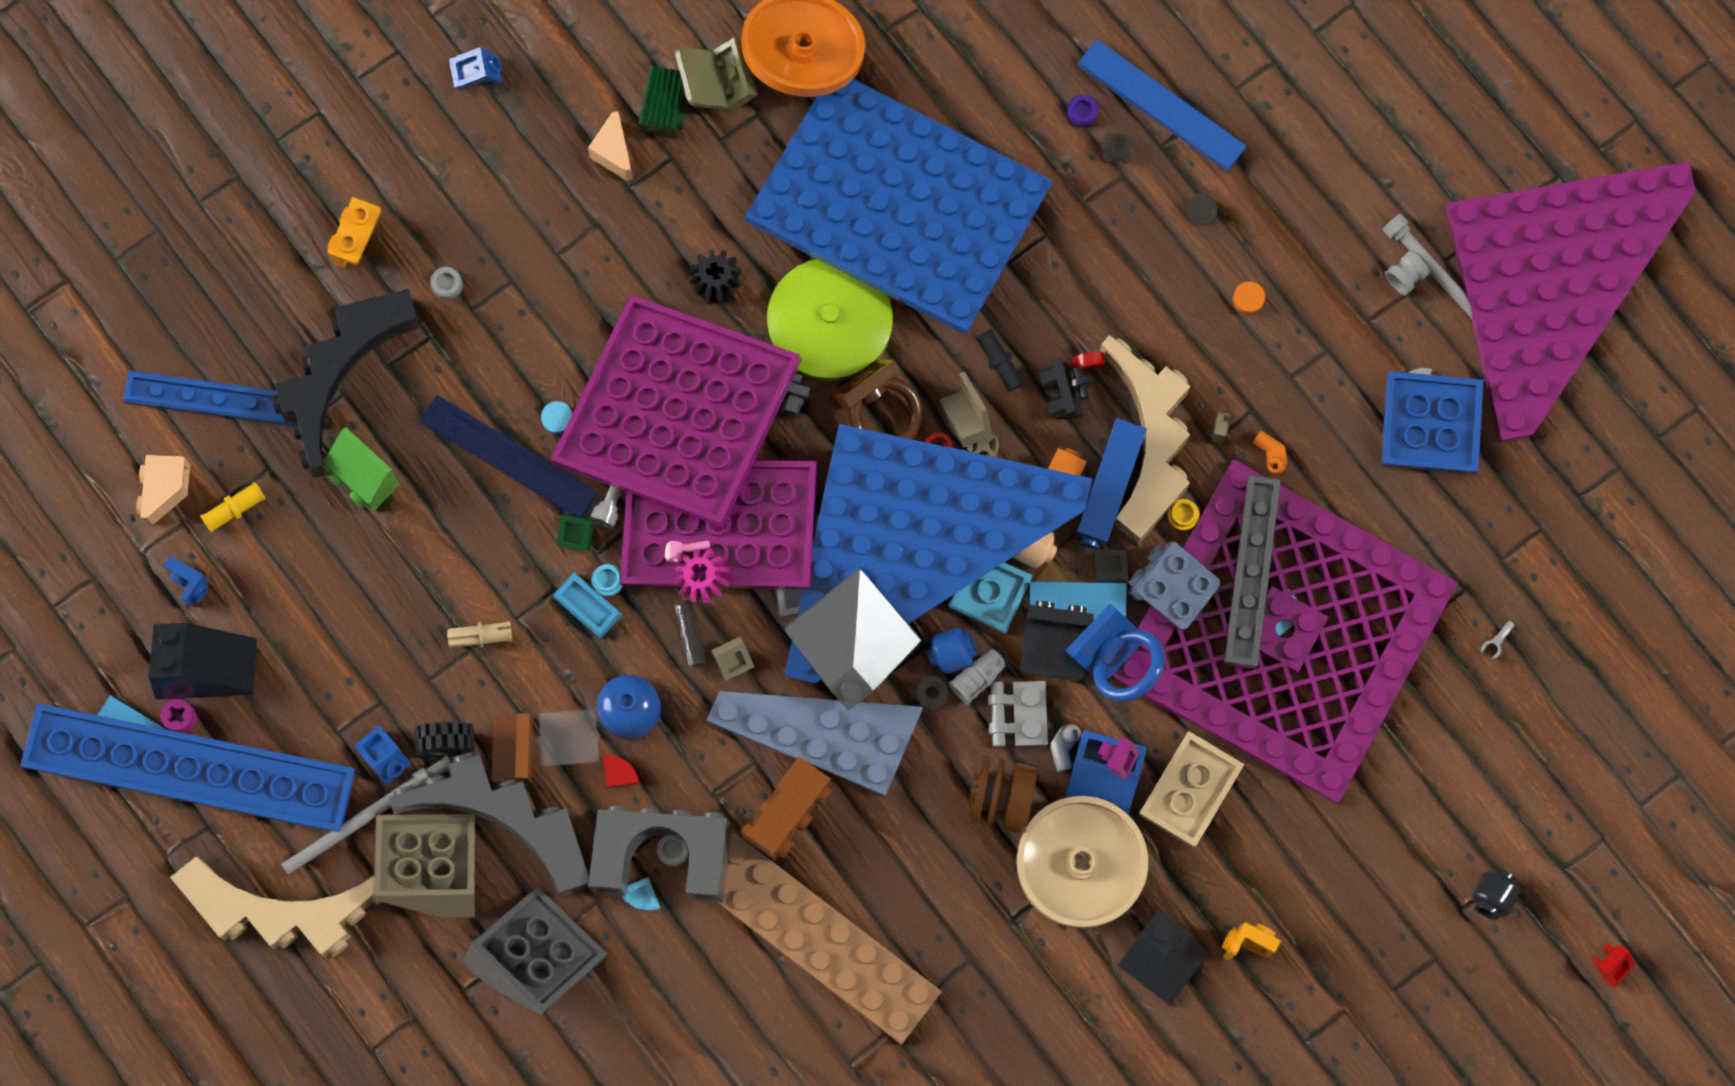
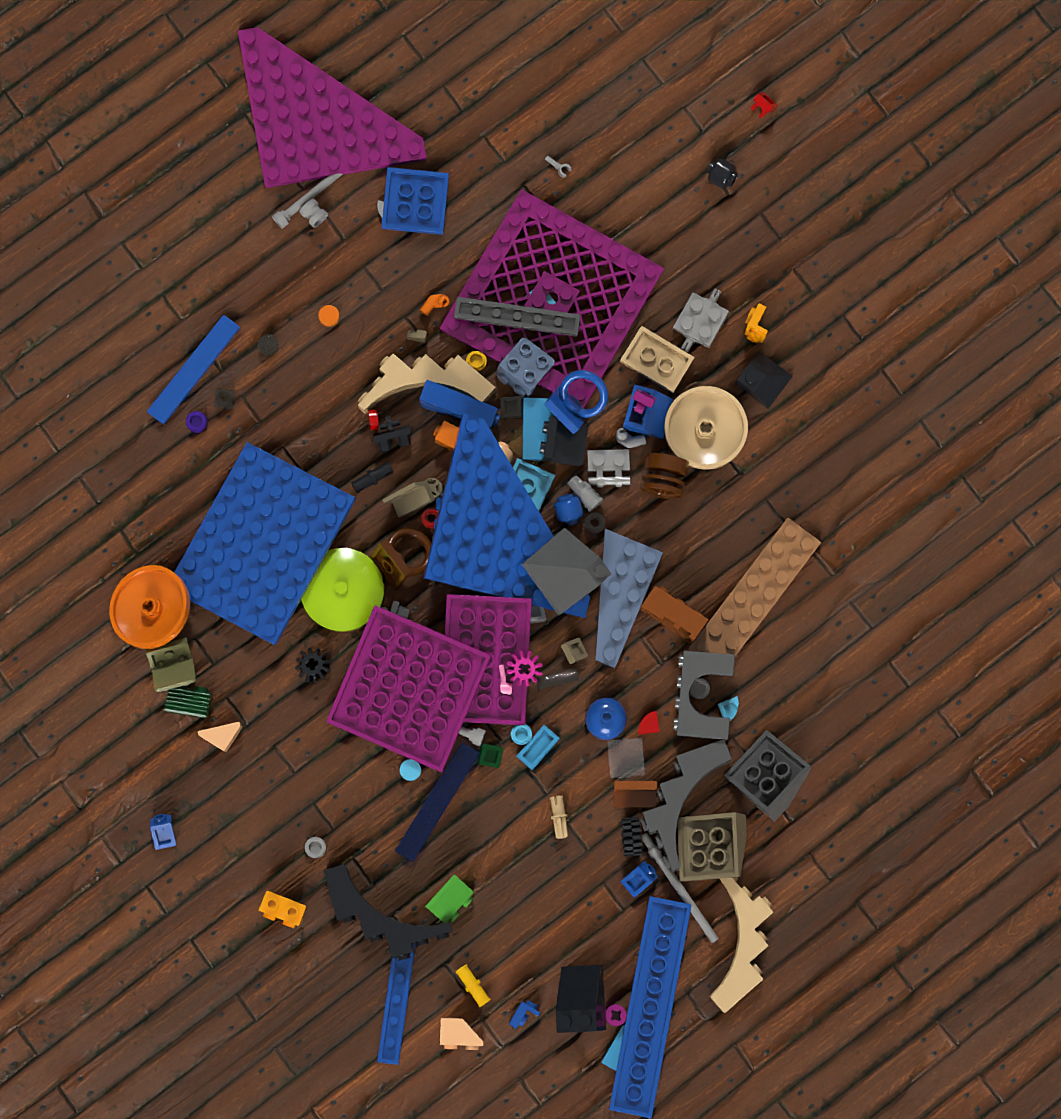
camera: 90 degrees left, 5 degrees up
(1256, 860) = (701, 320): none -> light grey plate

